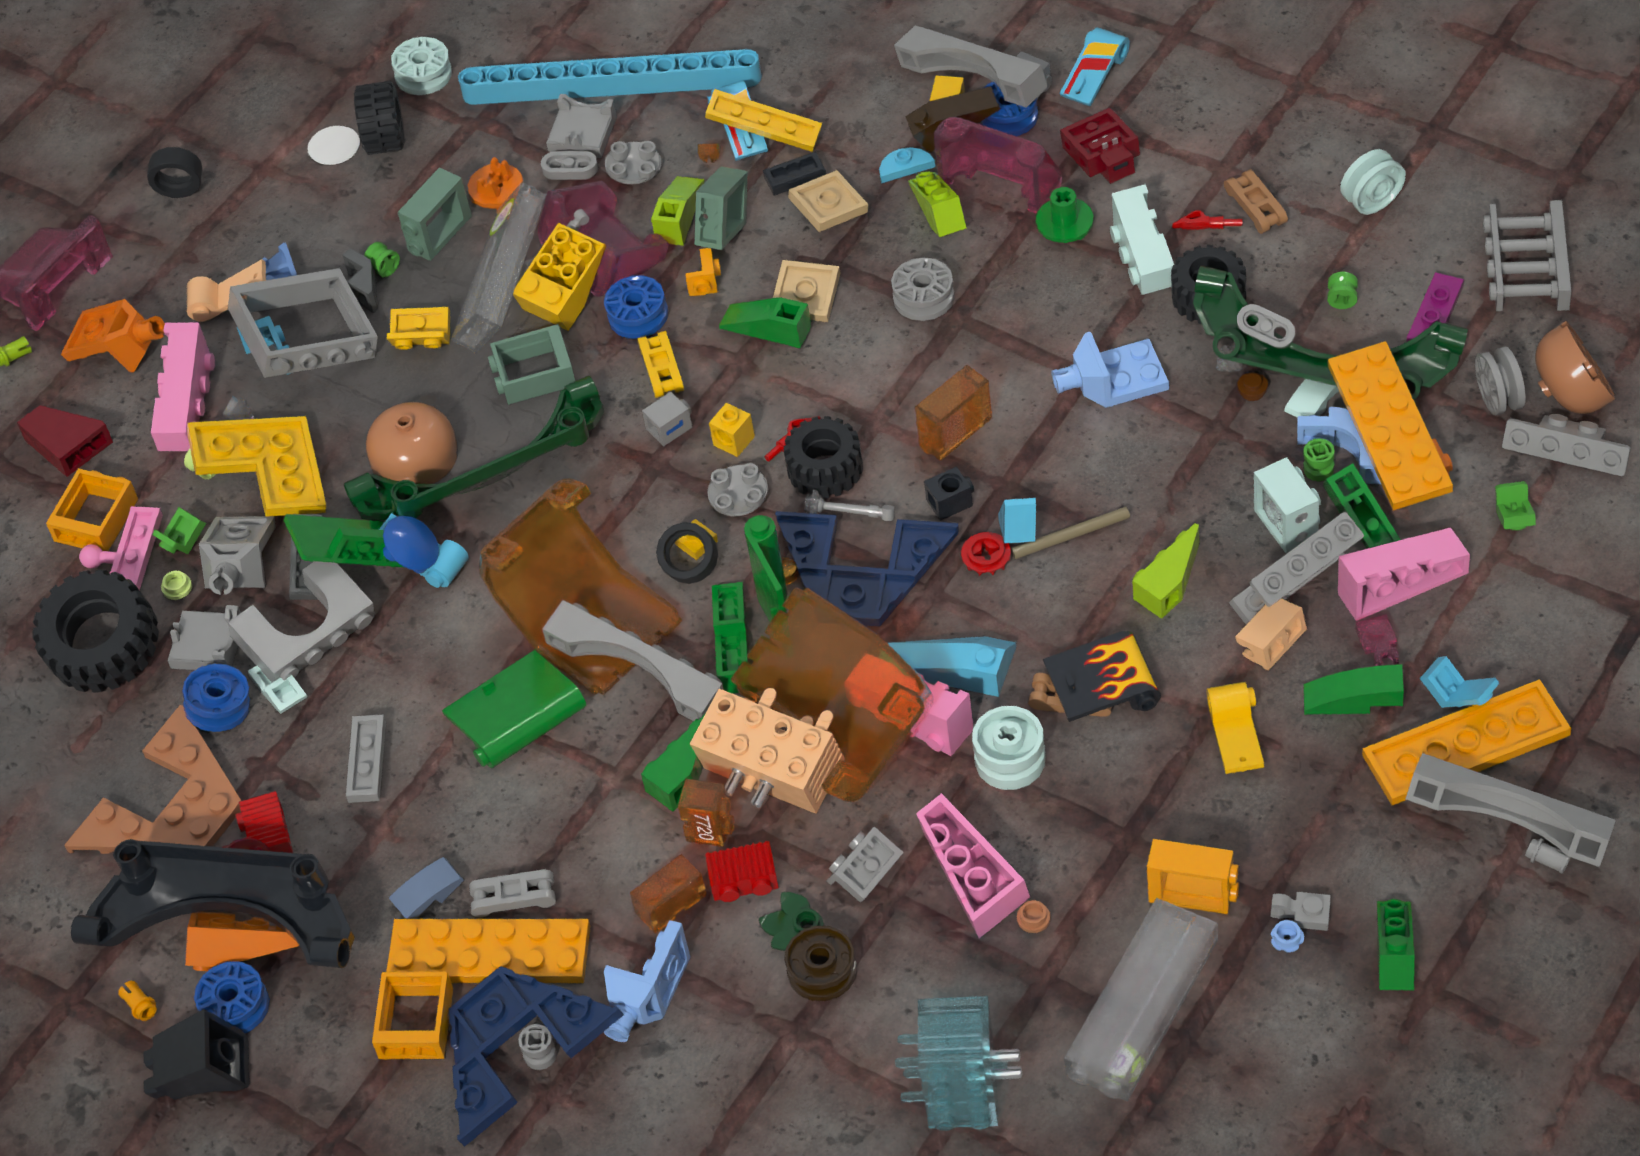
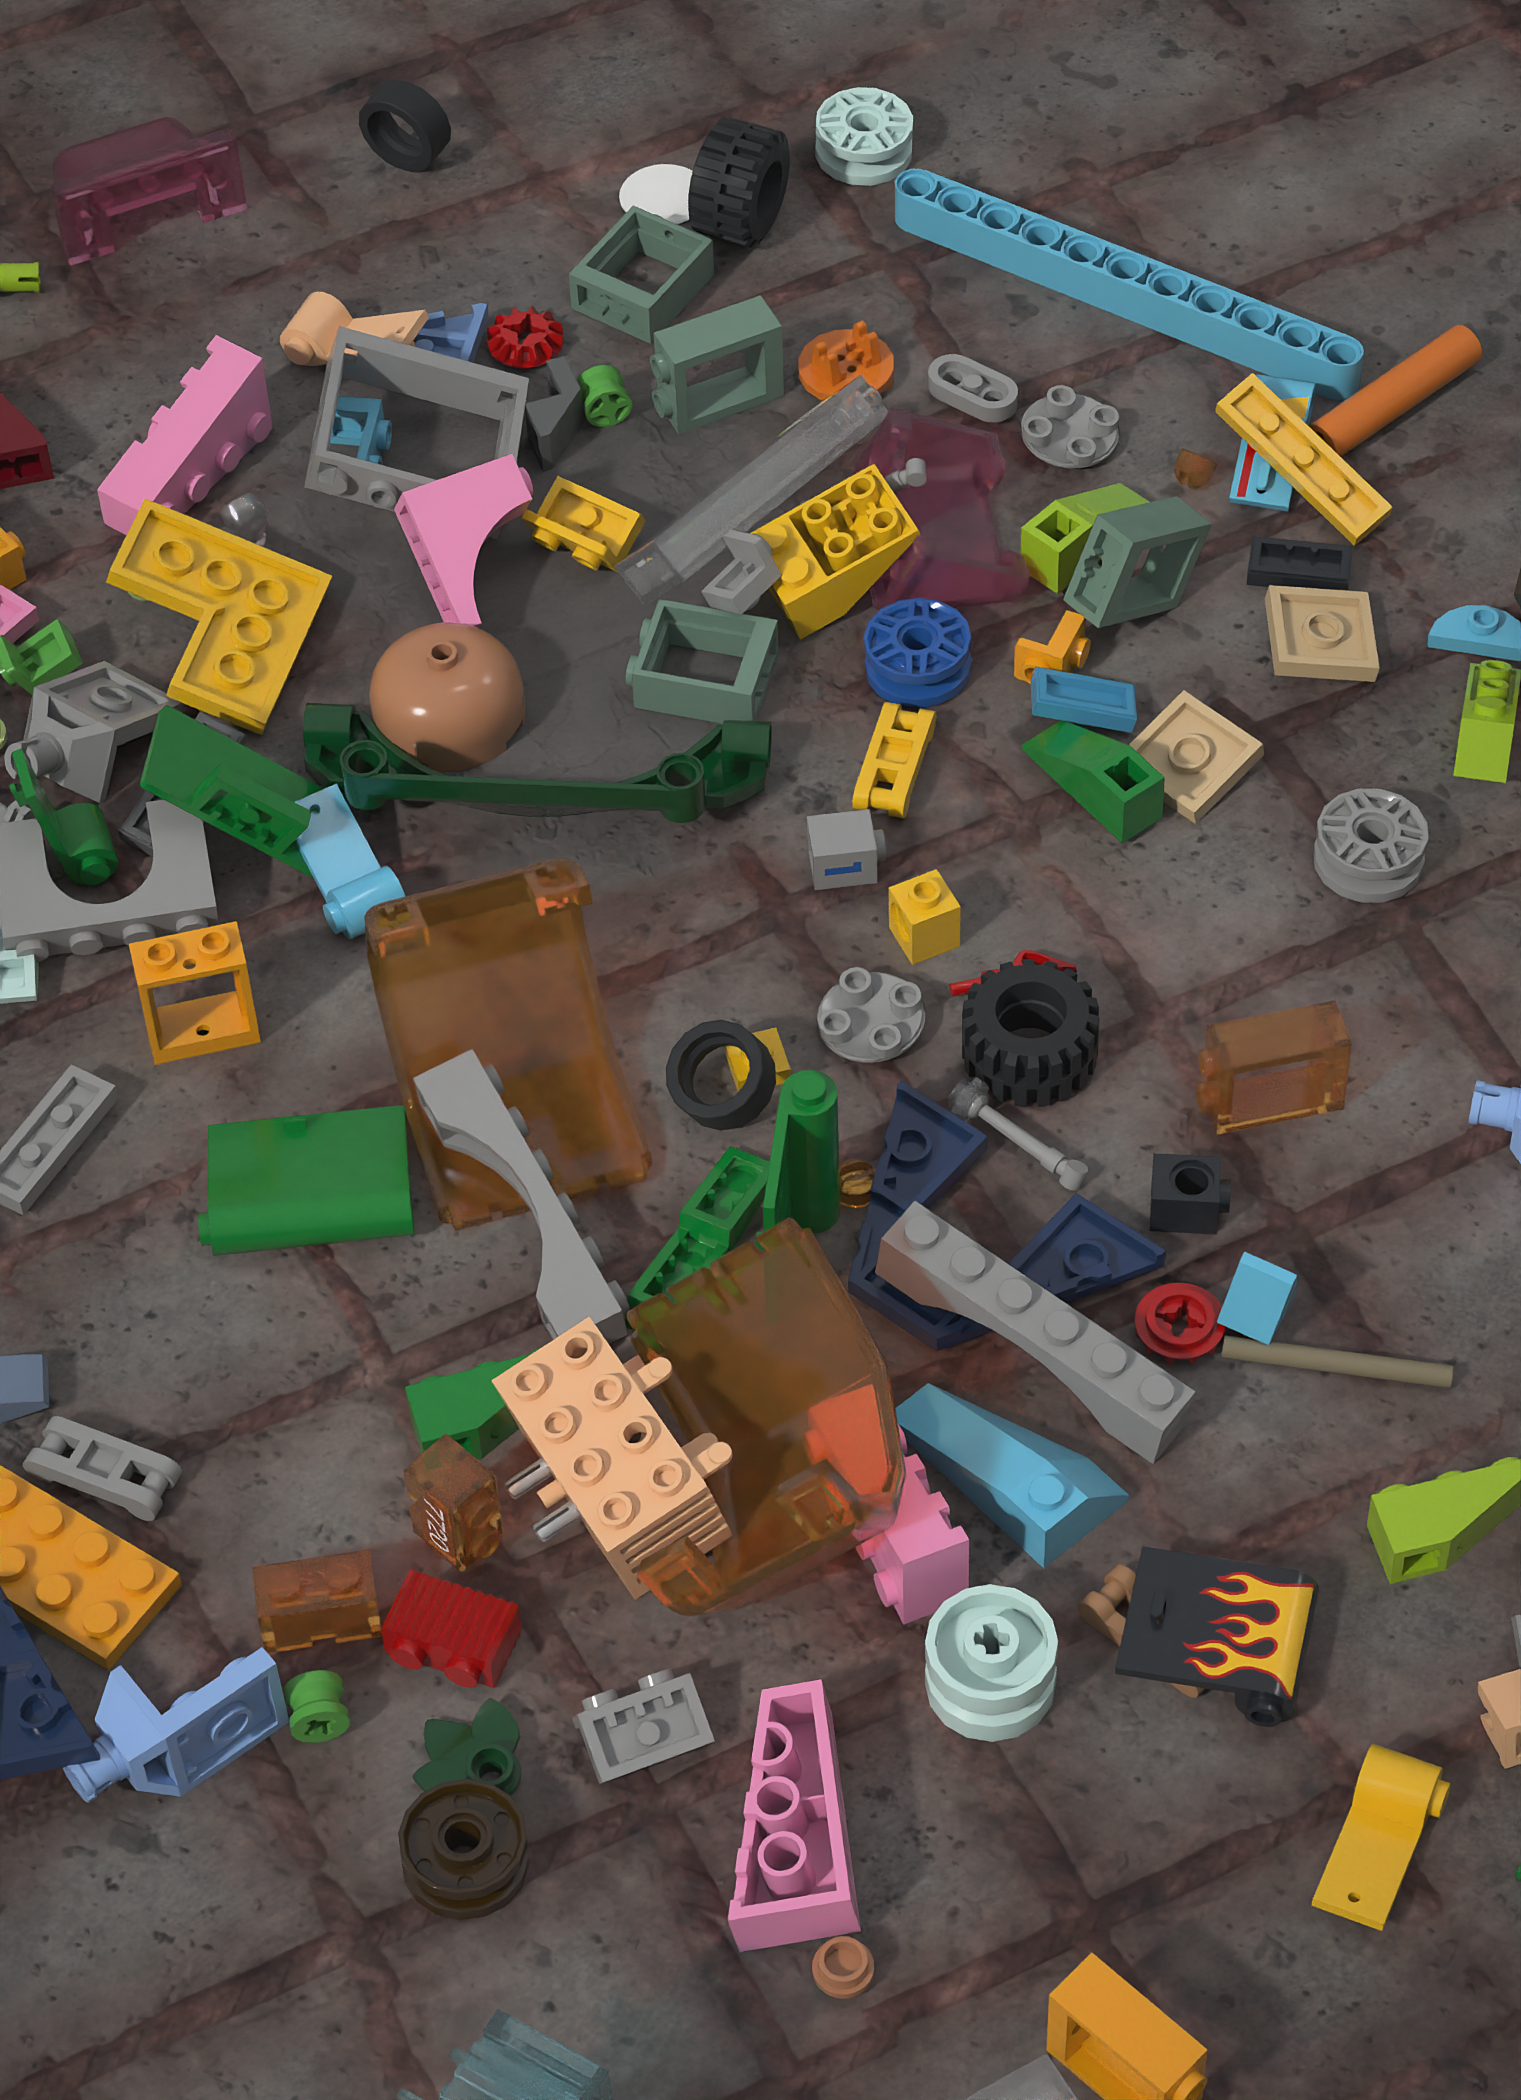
camera: 25 degrees right, 0 degrees up
(114, 329) = (159, 316): orange plate -> none
(270, 603) = (74, 832): none -> green door
(308, 259) = (538, 347): none -> red gear
(359, 208) = (628, 308): none -> sand green window
(359, 360) = (452, 521): none -> bright pink arch
(410, 543) = (321, 844): blue dish -> none
(415, 653) = (176, 1026): none -> light orange window
(529, 309) = (746, 577): none -> light grey bracket
(582, 126) = (1033, 339): light grey piece -> none
(703, 940) = (316, 1706): none -> bright green wheel
(734, 289) = (1083, 699): none -> dark azure tile
(785, 63) = (1399, 389): none -> orange piece
(868, 582) = (1116, 1383): none -> light grey arch

